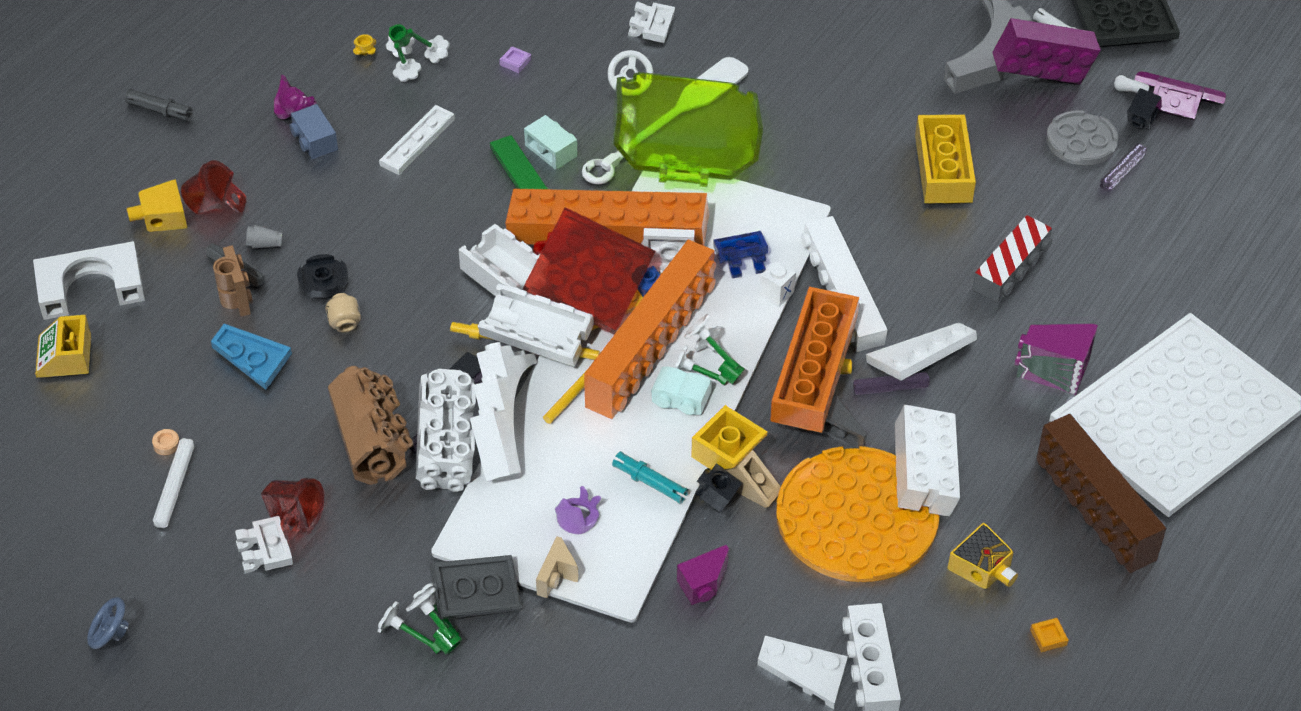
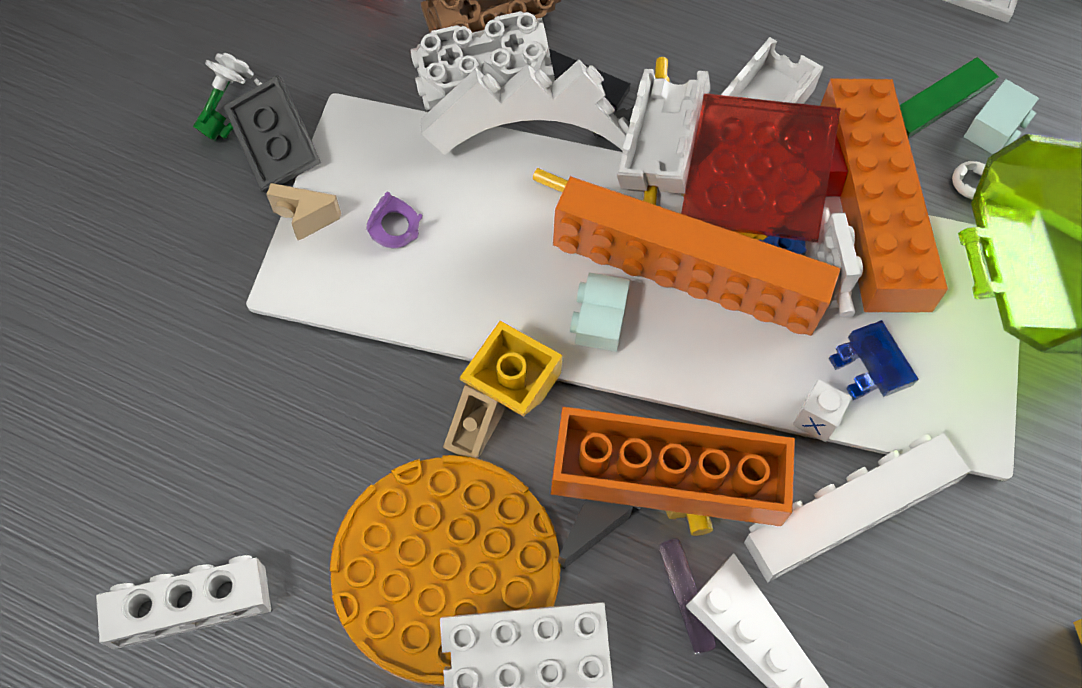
camera: 80 degrees right, 15 degrees up
(641, 472) = (462, 282): teal pin -> none
(703, 574) = (313, 376): magenta slope -> none
(724, 480) = (437, 379): black brick -> none
(729, 369) = (650, 365): plant -> none
(808, 667) = (182, 519): white wing -> none

